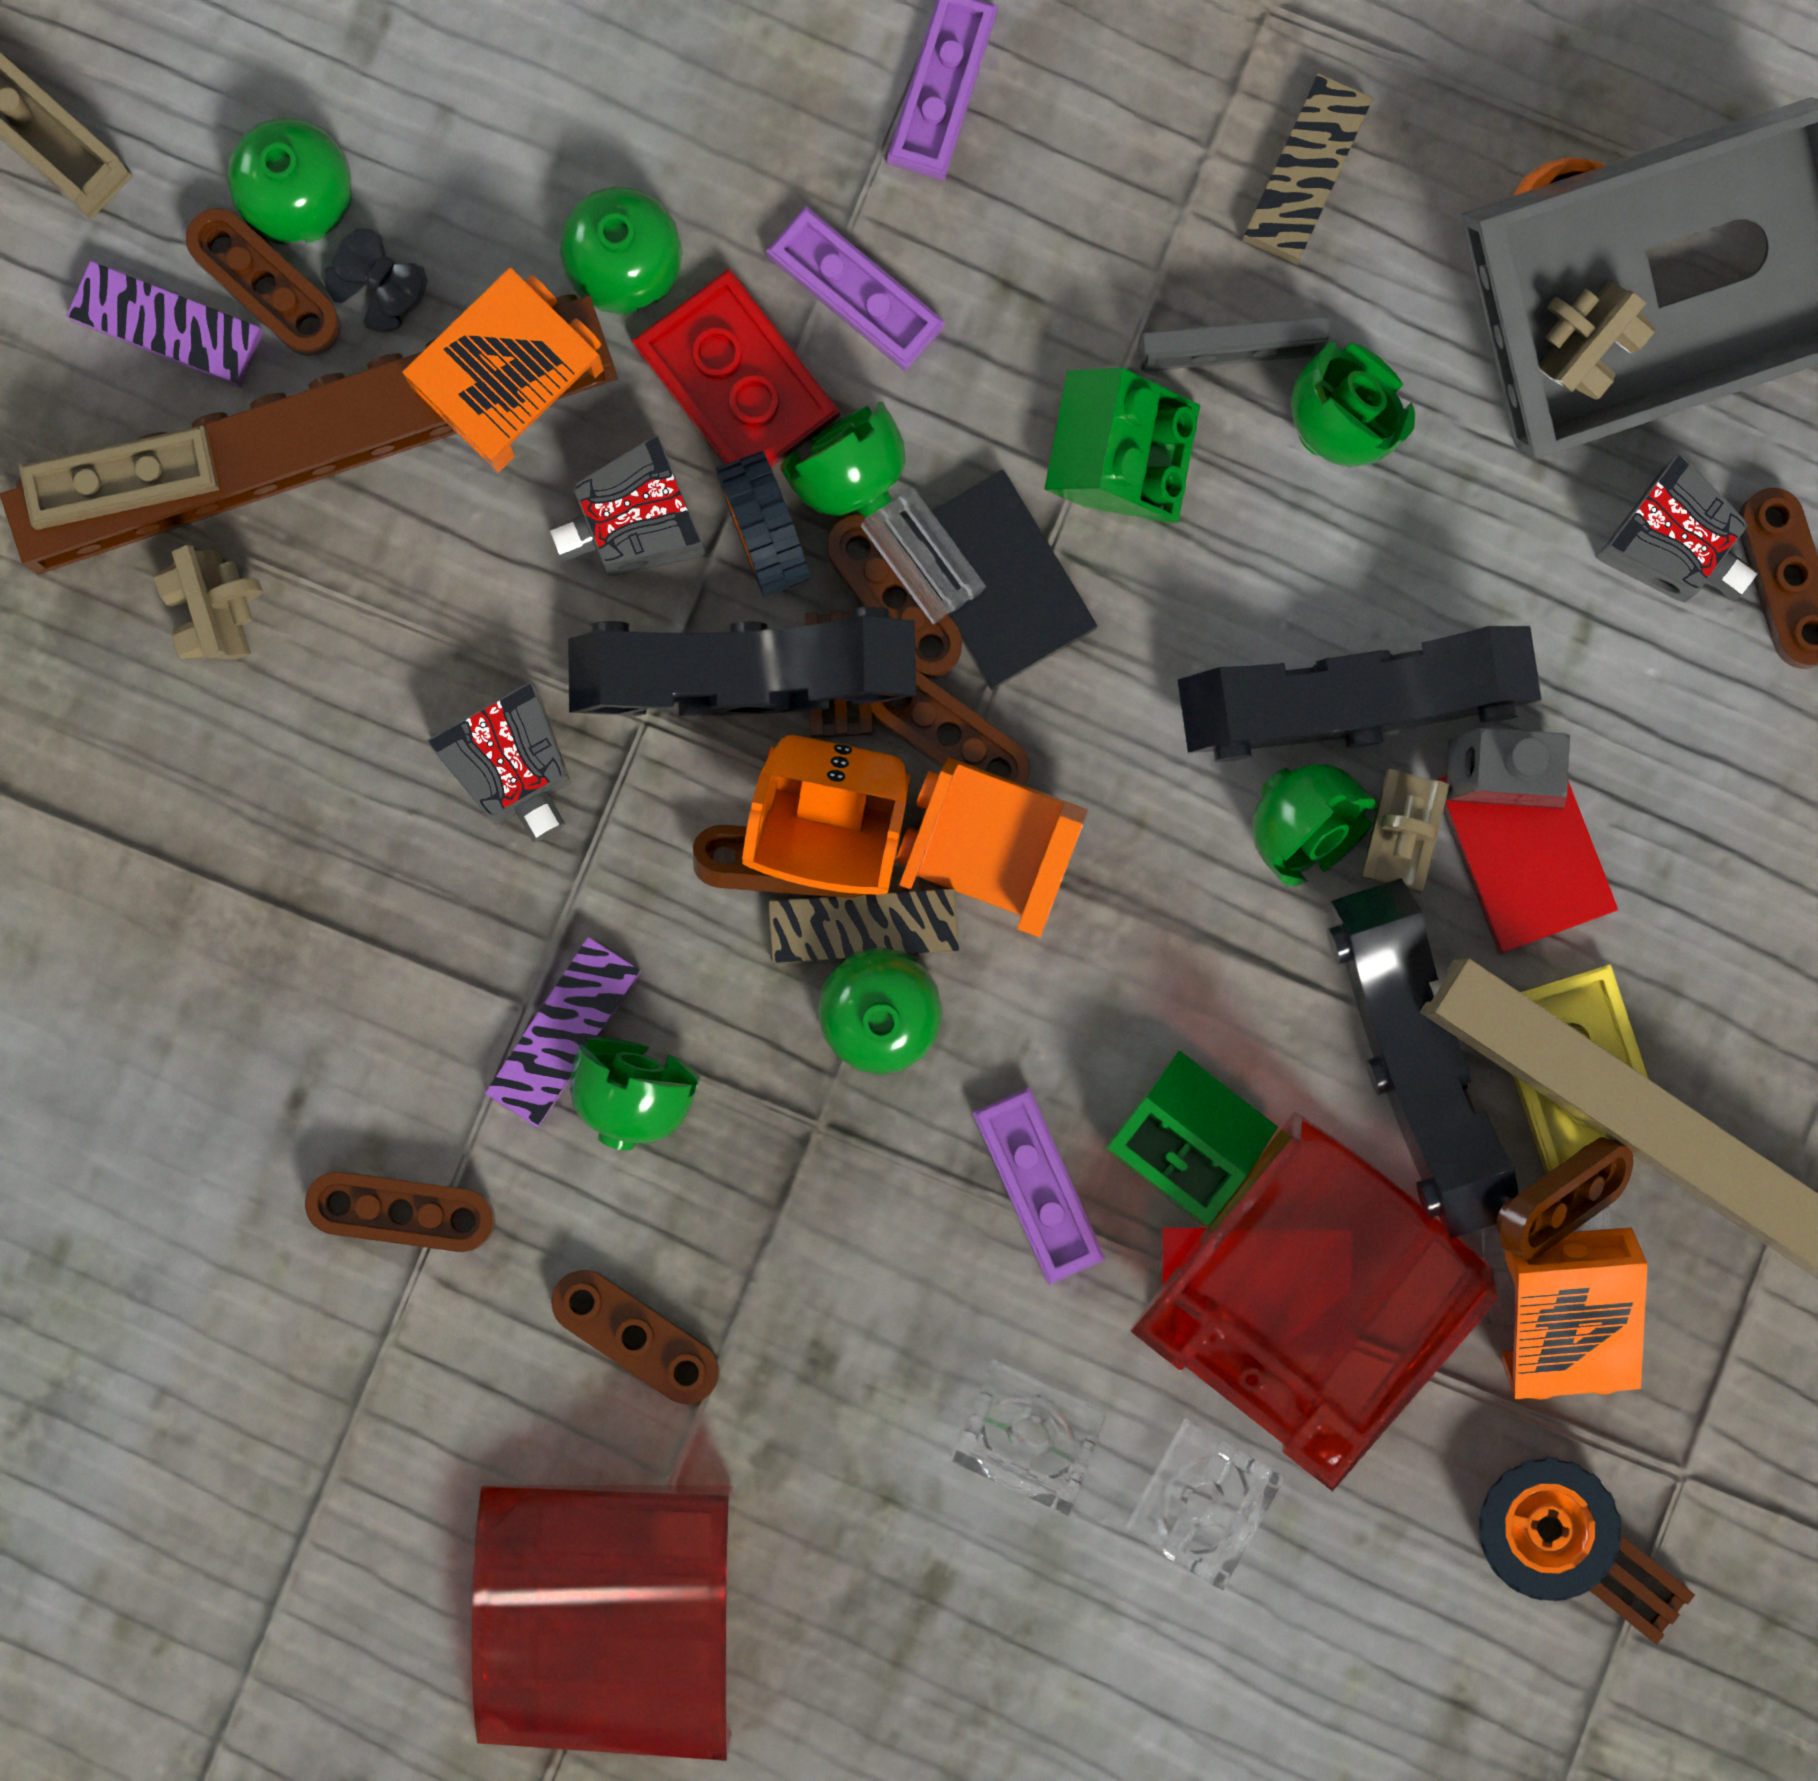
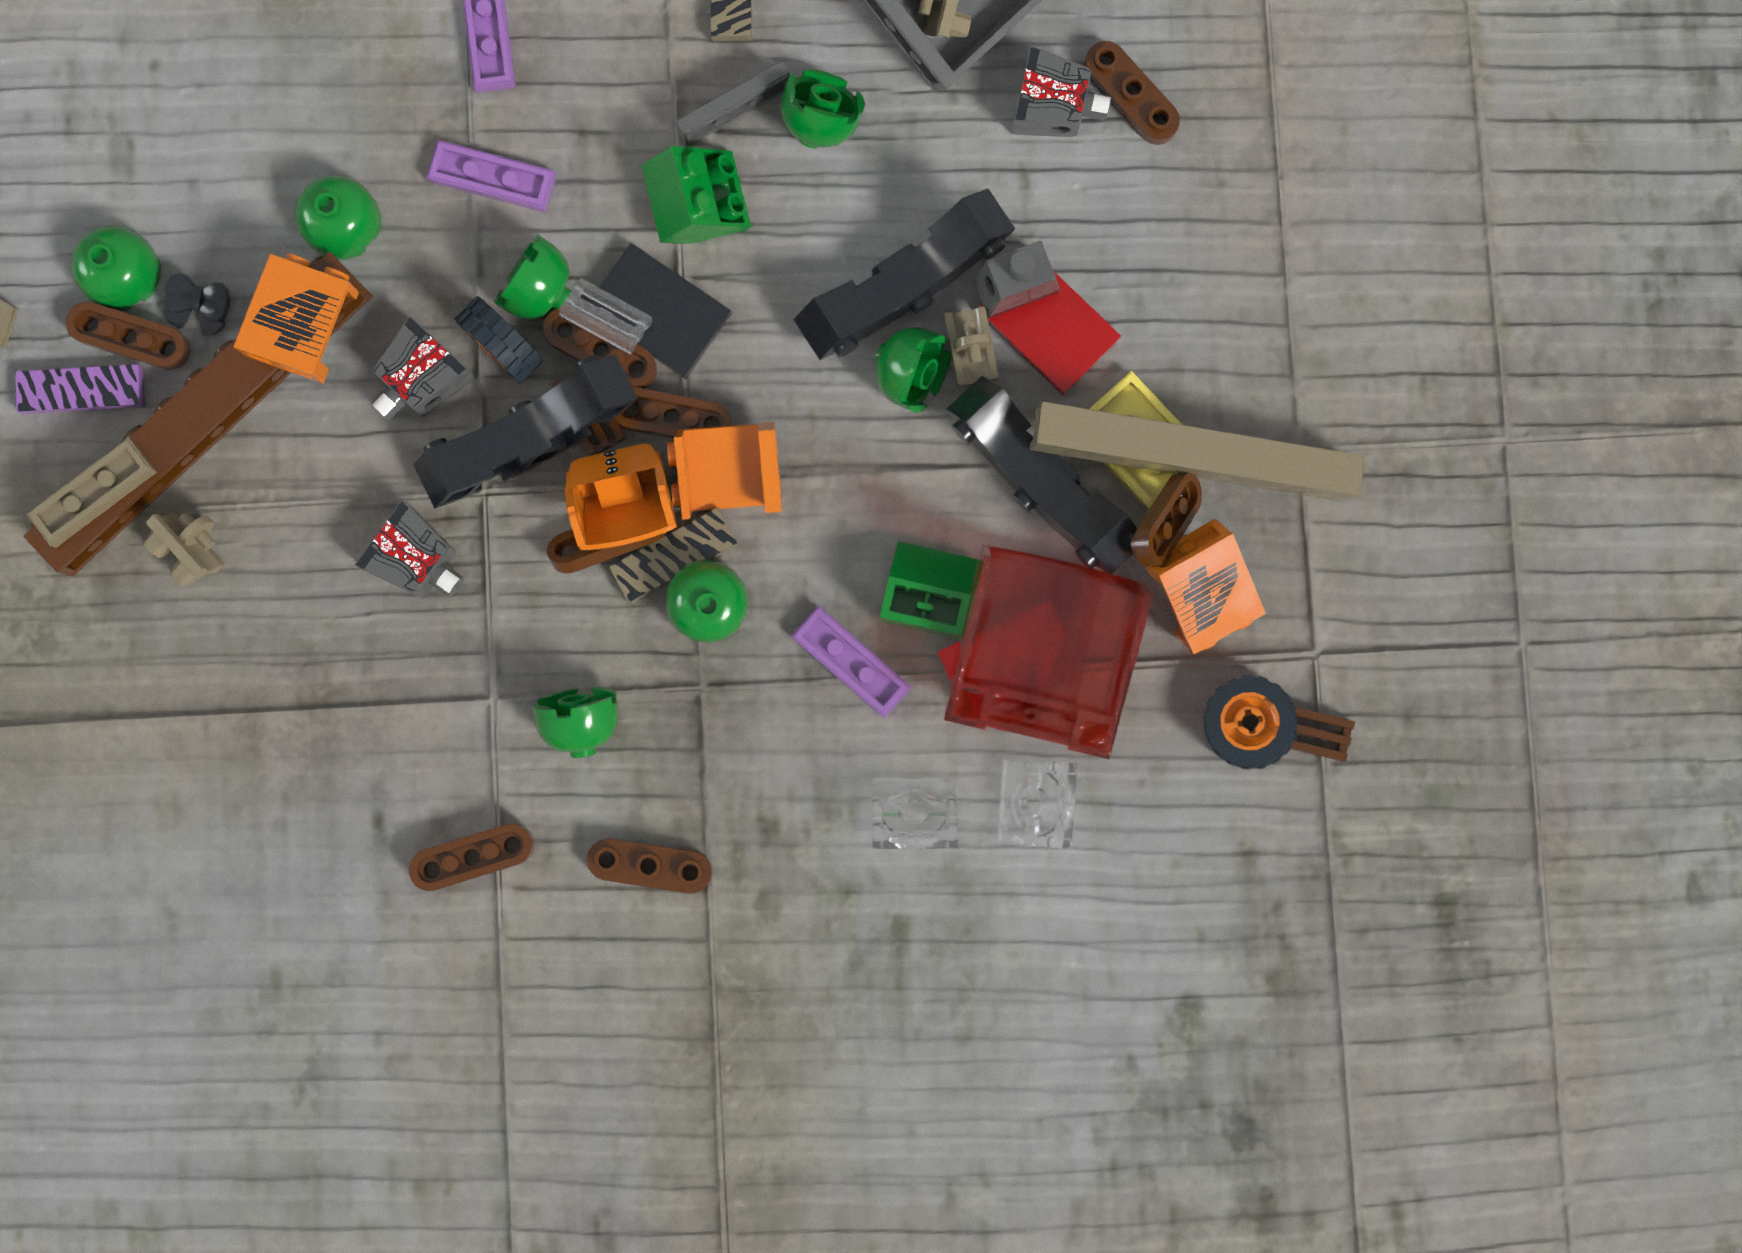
camera: 20 degrees left, 0 degrees up
(569, 1017) = (522, 686): tile -> none
(602, 1618) = (706, 1044): clear red windscreen -> none
(735, 374) = (442, 260): red tile -> none

